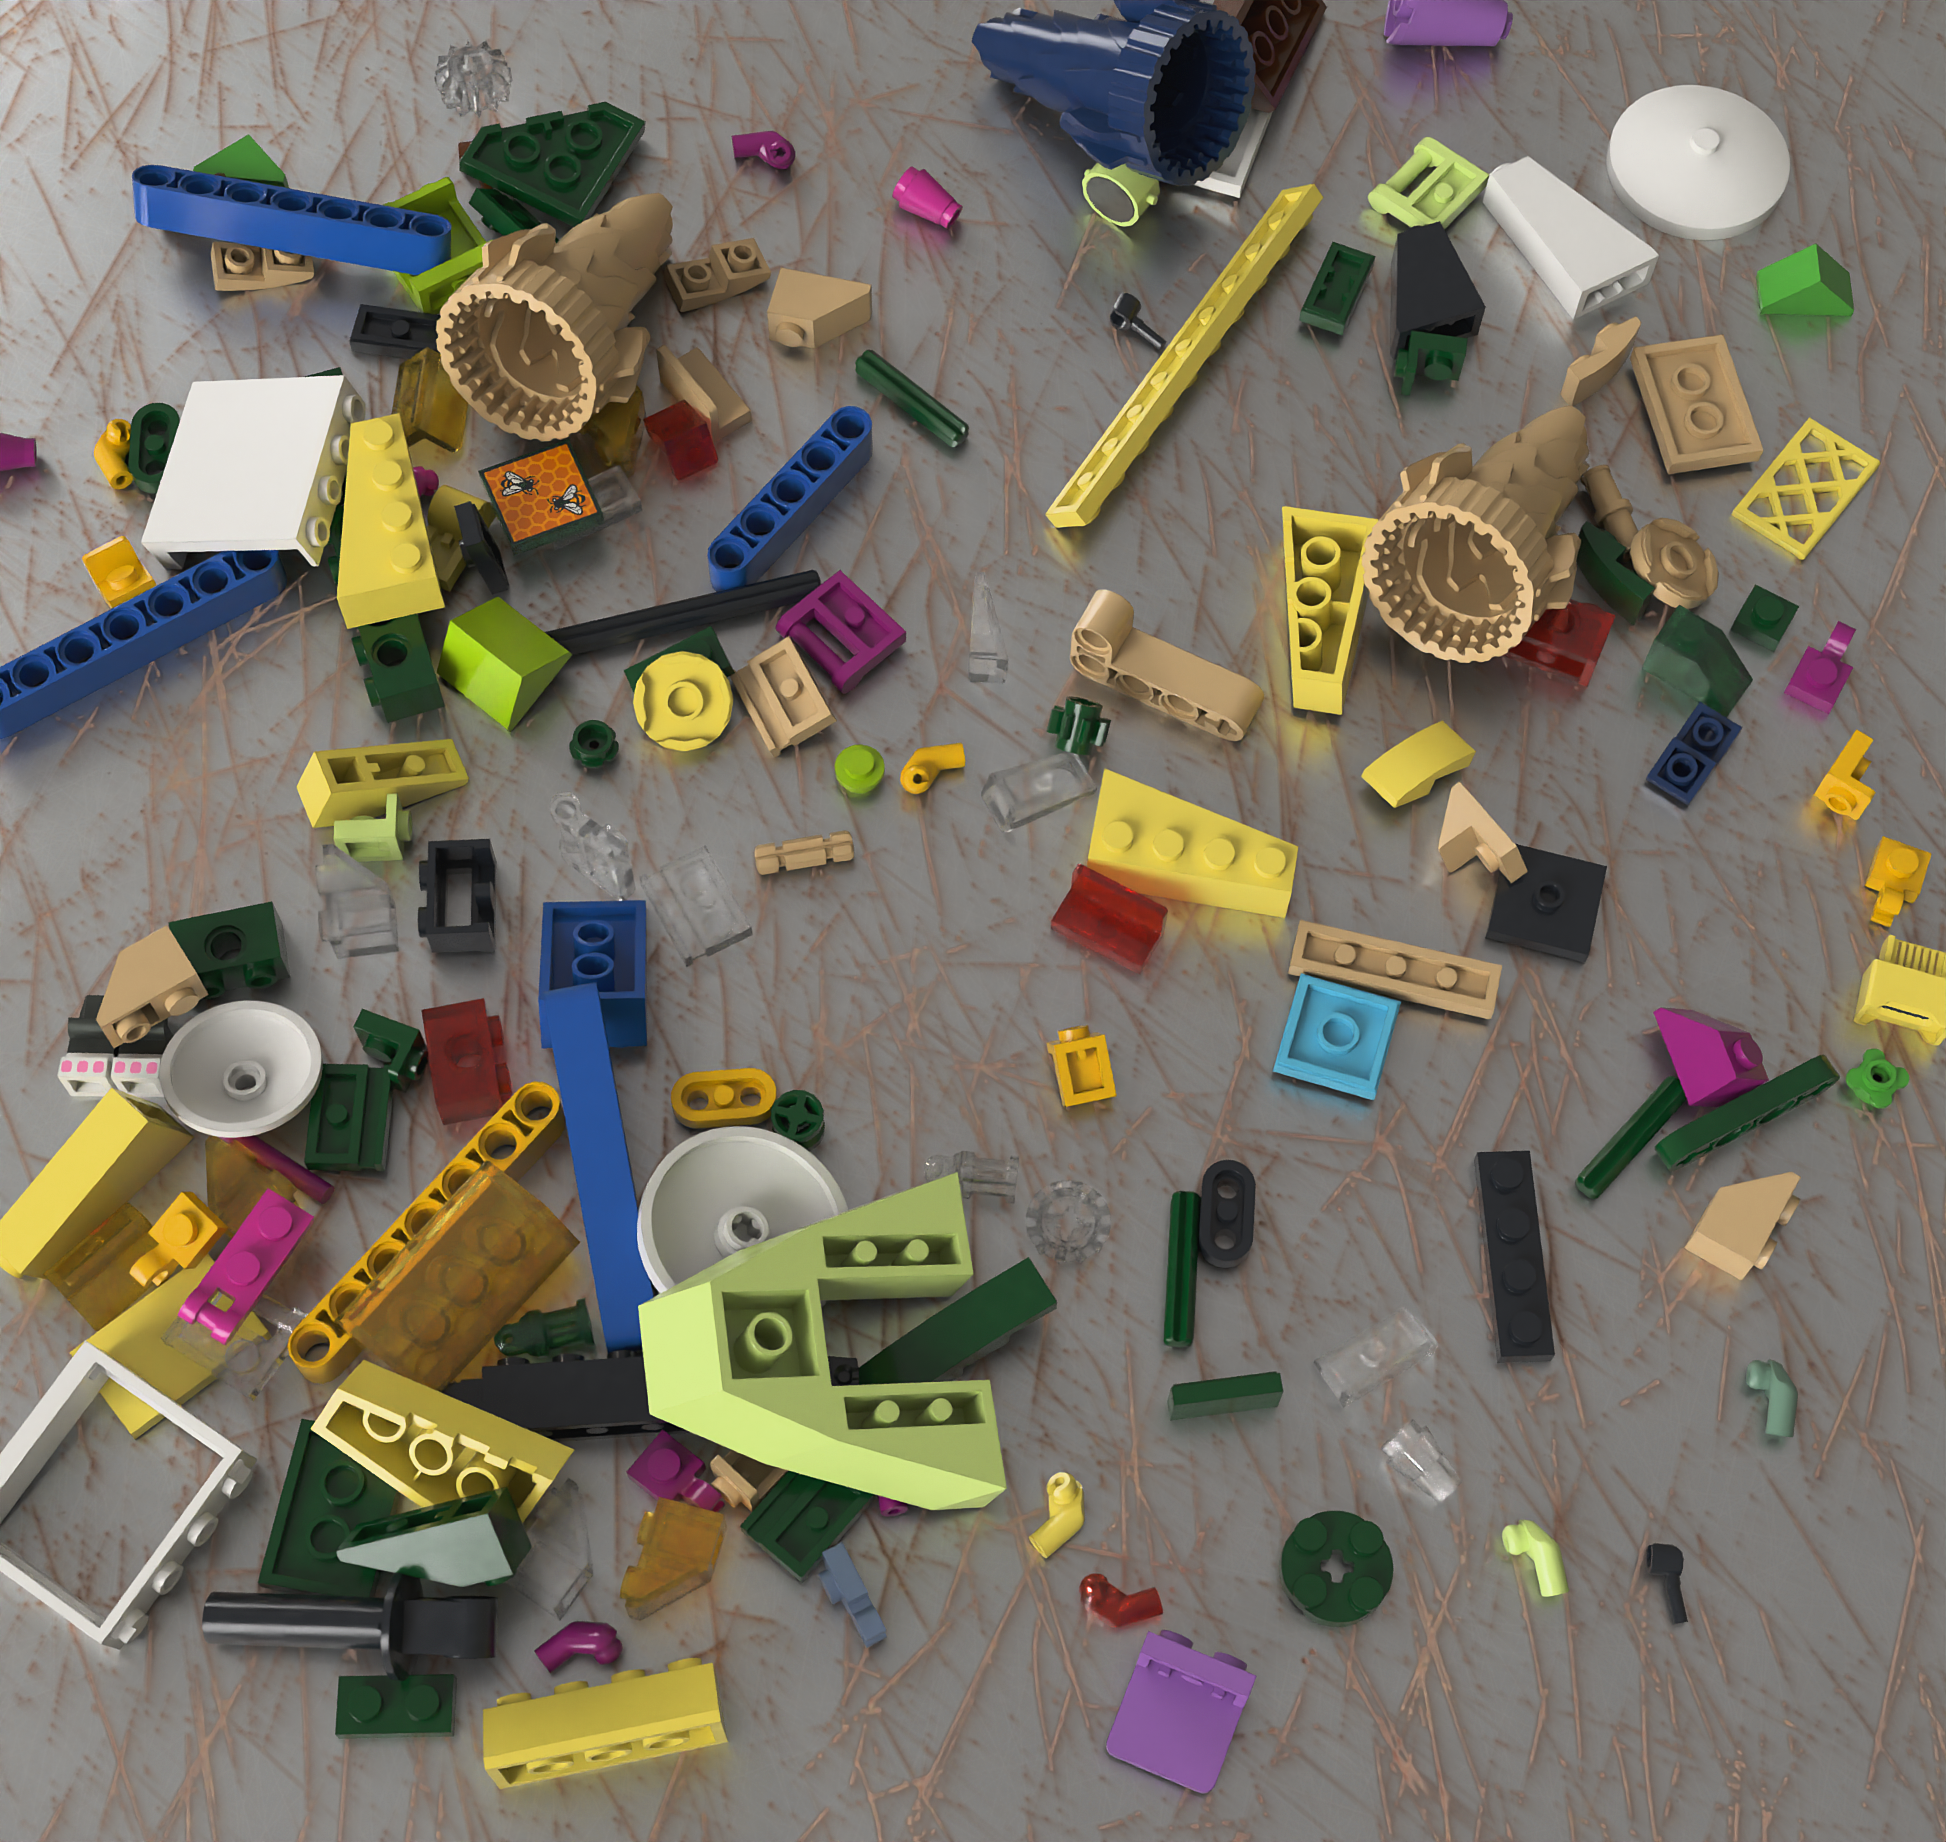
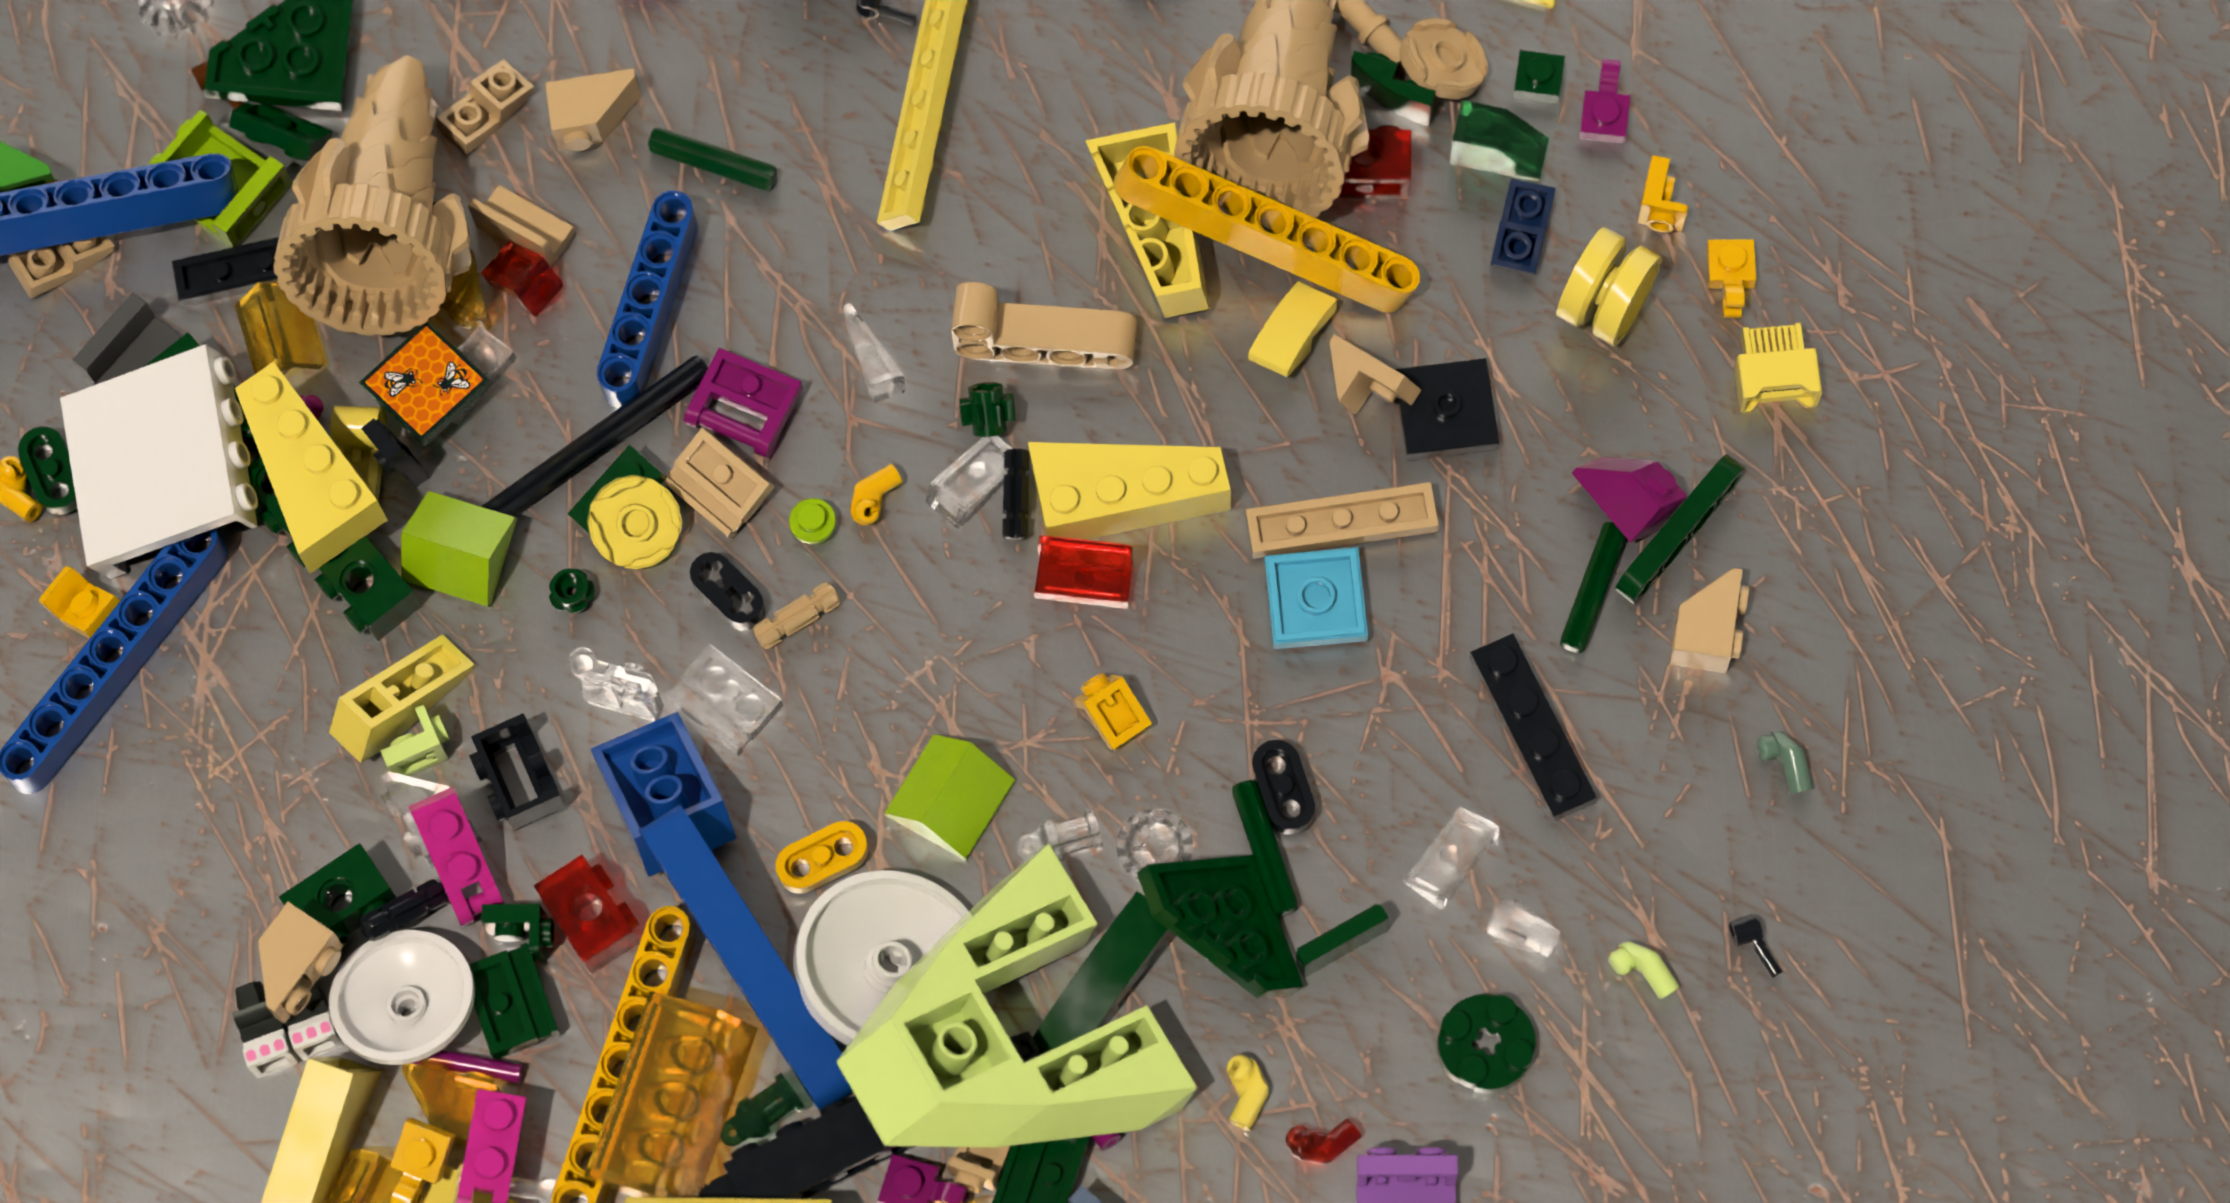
camera: 15 degrees left, 5 degrees up
(278, 353) = (124, 342): none -> dark grey panel
(285, 984) = (403, 910): none -> black axle
(359, 947) = (455, 853): none -> dark pink plate
(756, 800) = (720, 598): none -> black beam
(797, 1109) = (890, 842): dark green wheel -> none
(882, 1088) = (951, 795): none -> lime slope
(1072, 818) = (1015, 494): none -> black axle
(1111, 1323) = (1226, 918): none -> dark green plate
(1430, 653) = (1245, 229): none -> yellow beam
(1763, 839) = (1608, 286): none -> light yellow wheel
(1867, 1089) = (1776, 469): bright green plate -> none

